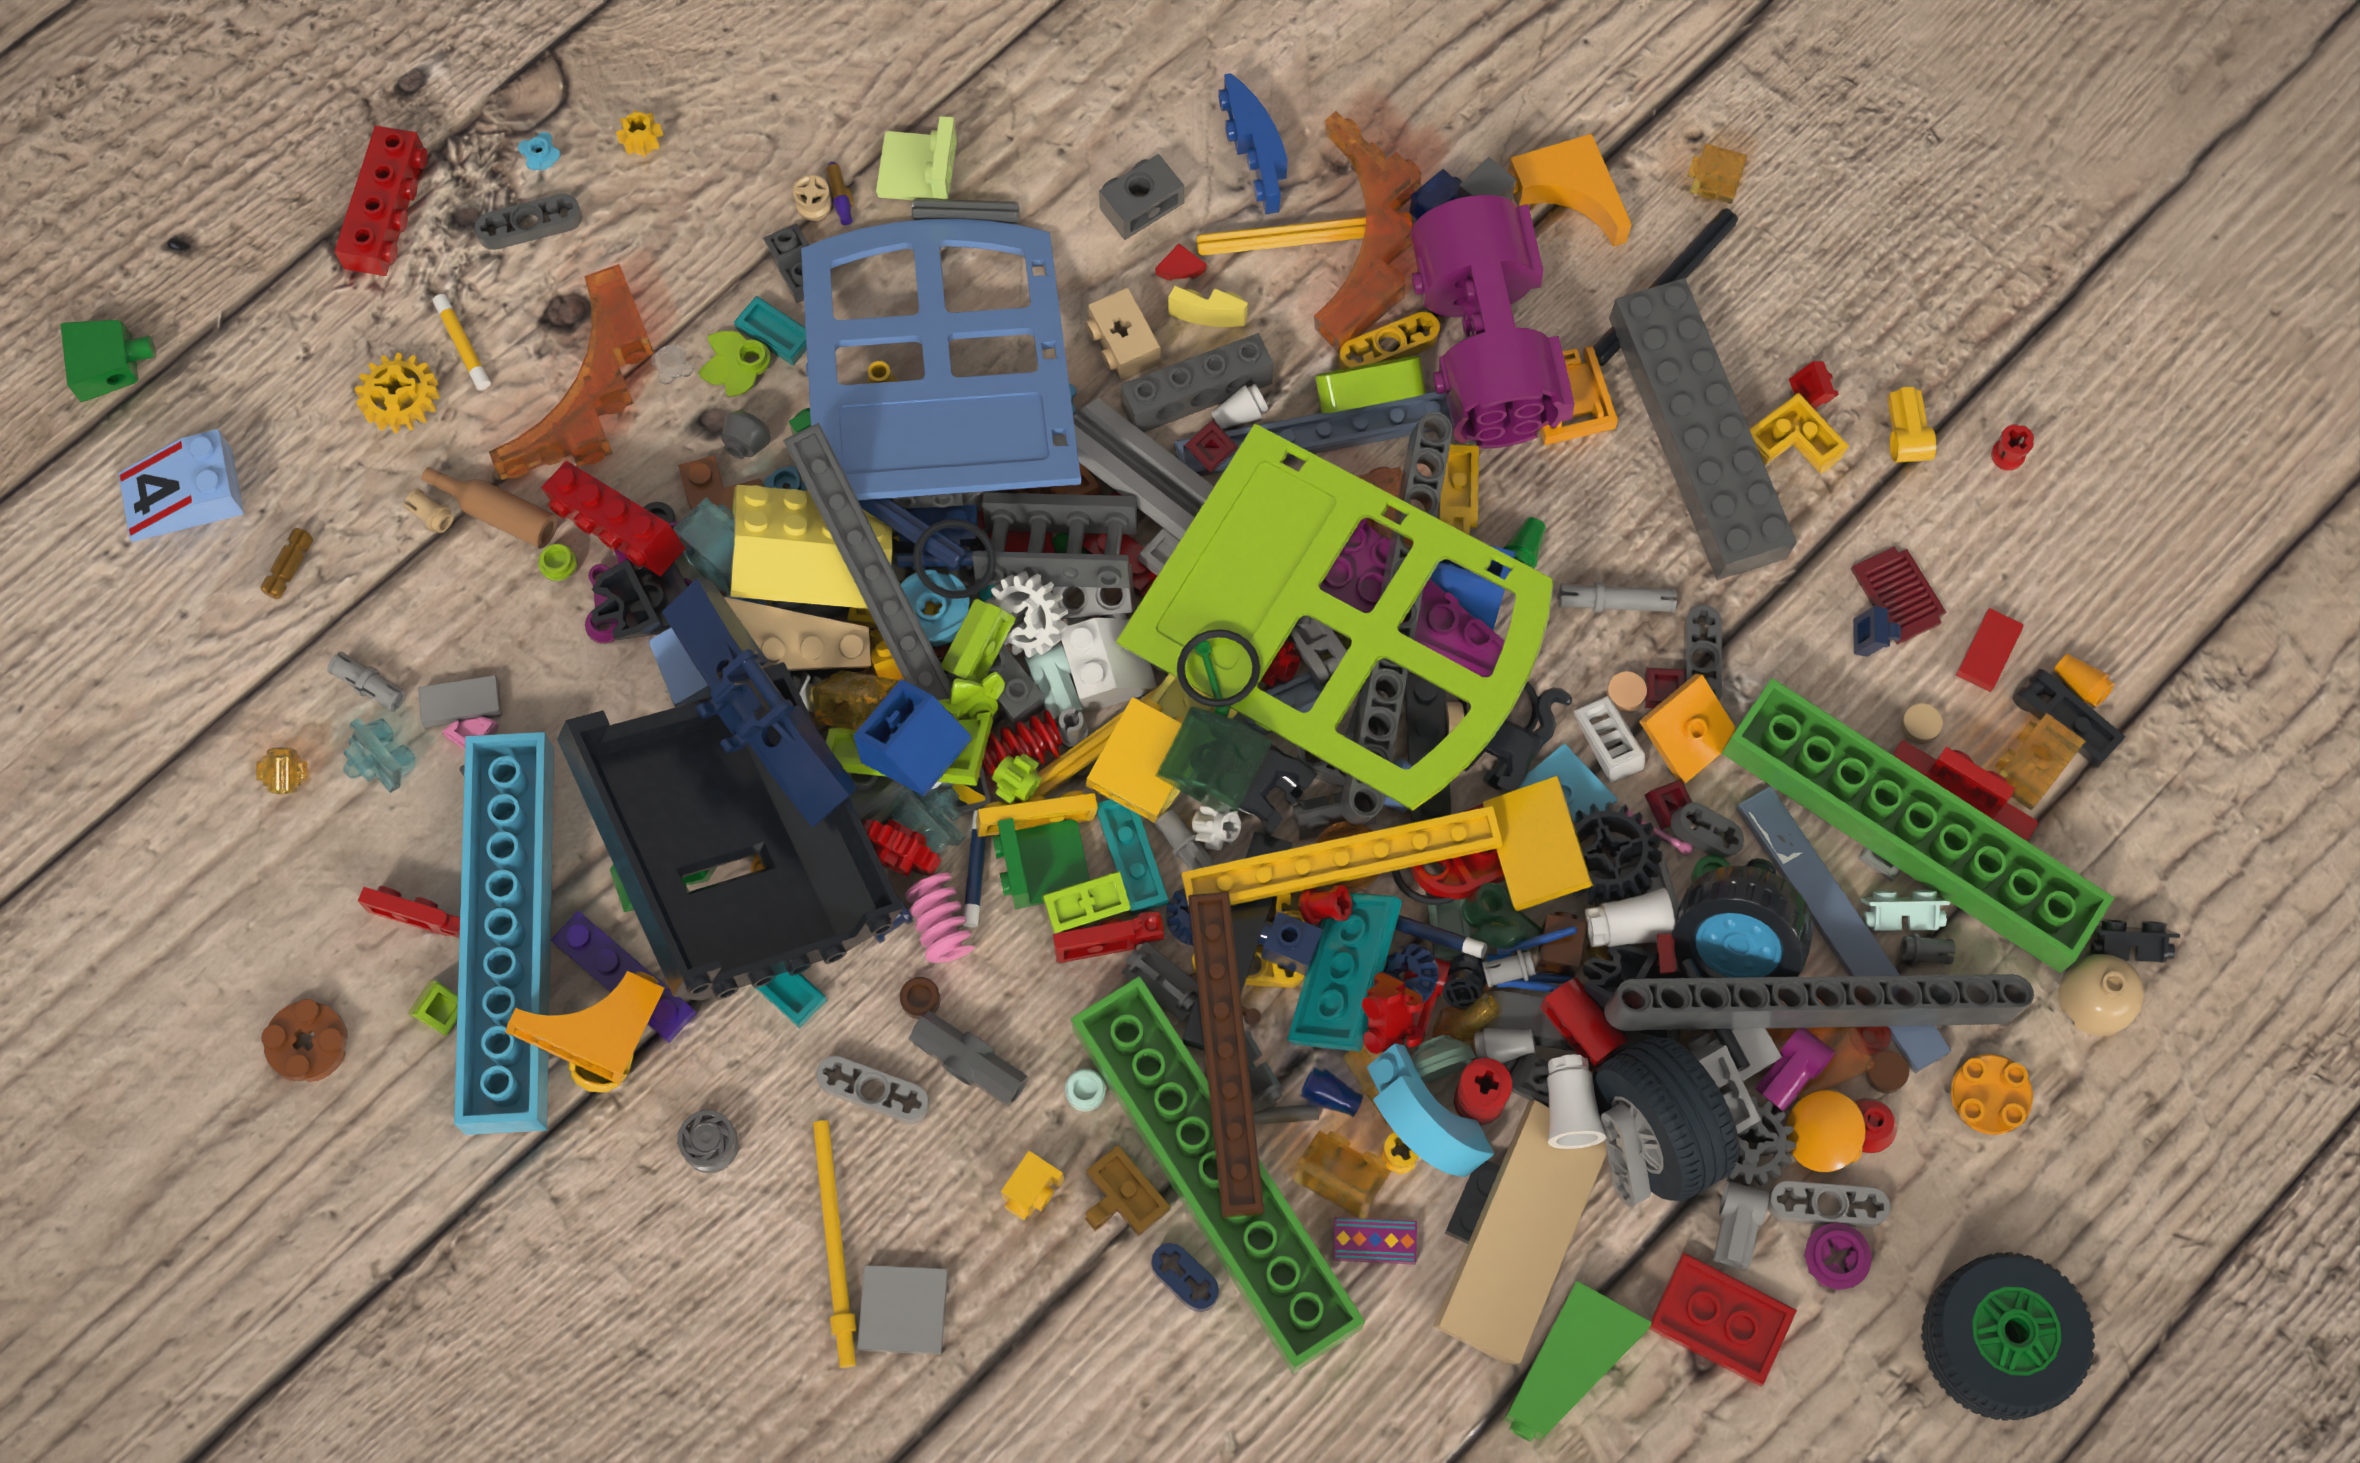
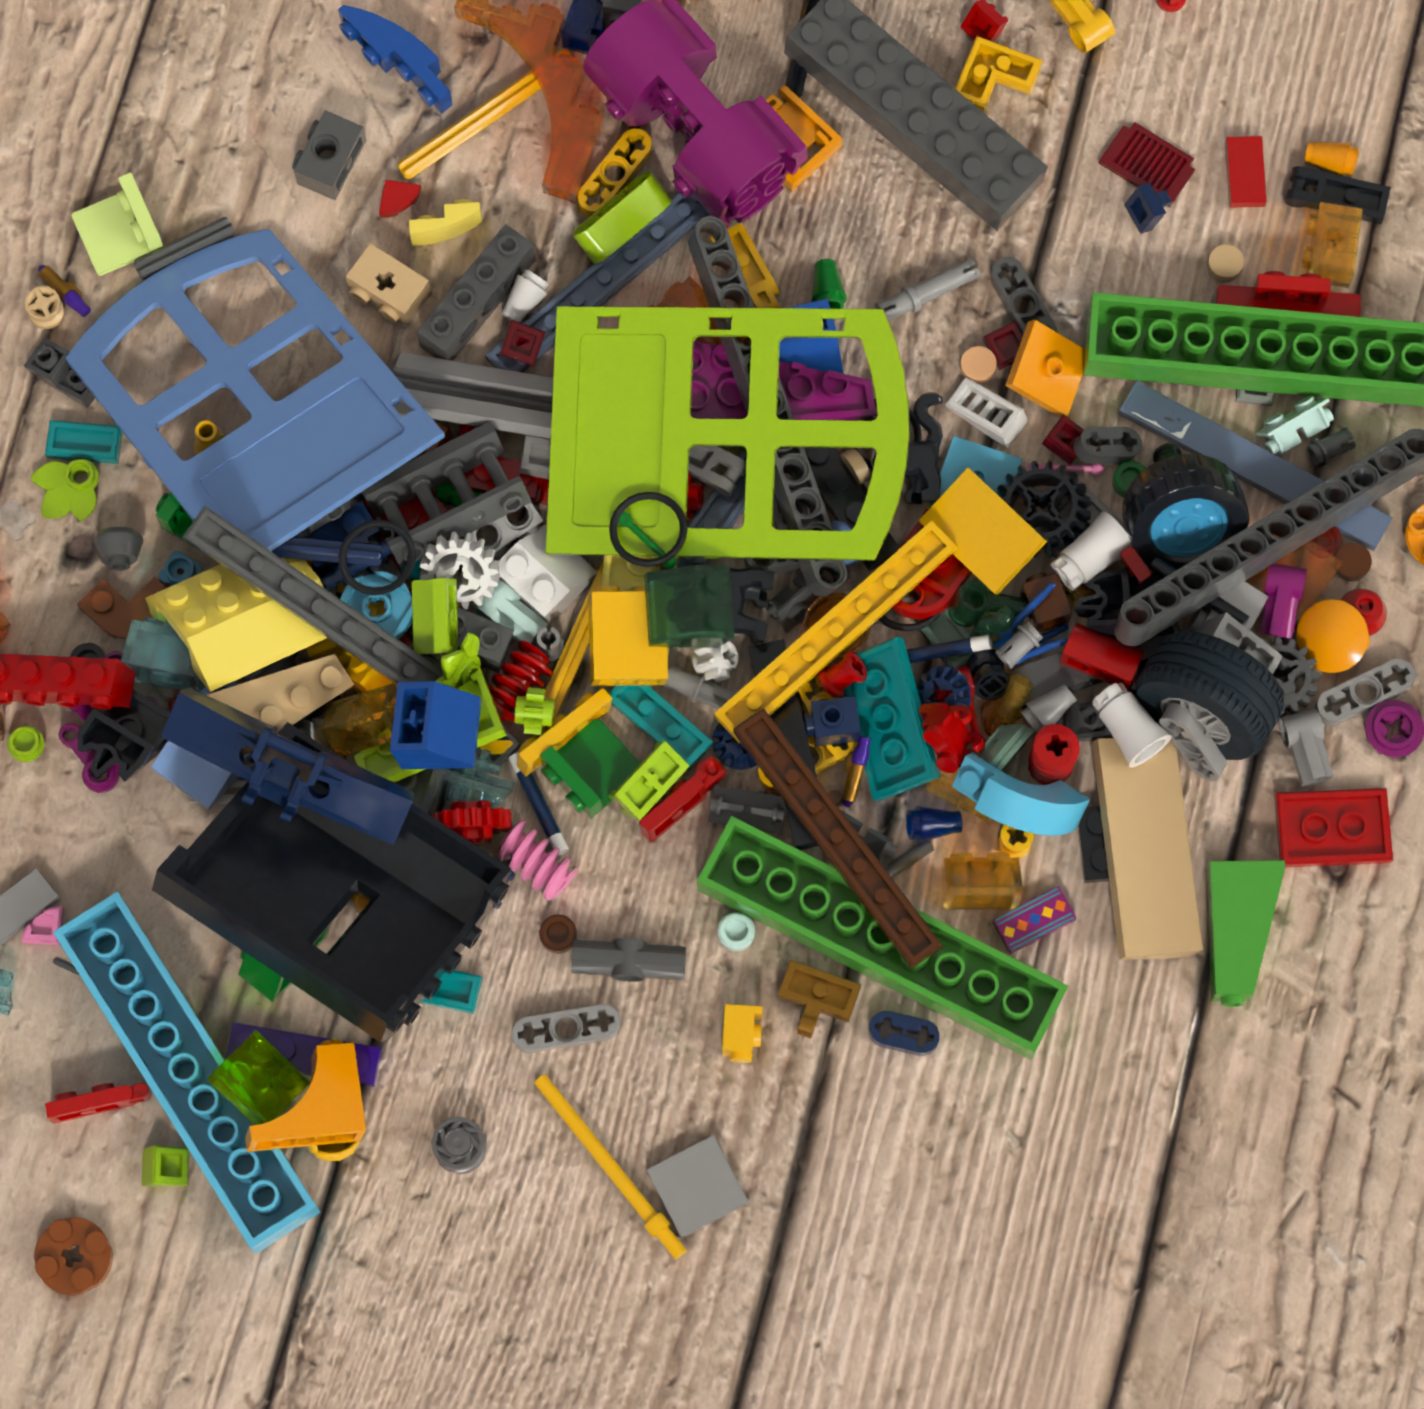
camera: 30 degrees left, 5 degrees up
(559, 972) = (258, 1080): none -> clear neon green plate
(1287, 1000) = (855, 768): none -> piece

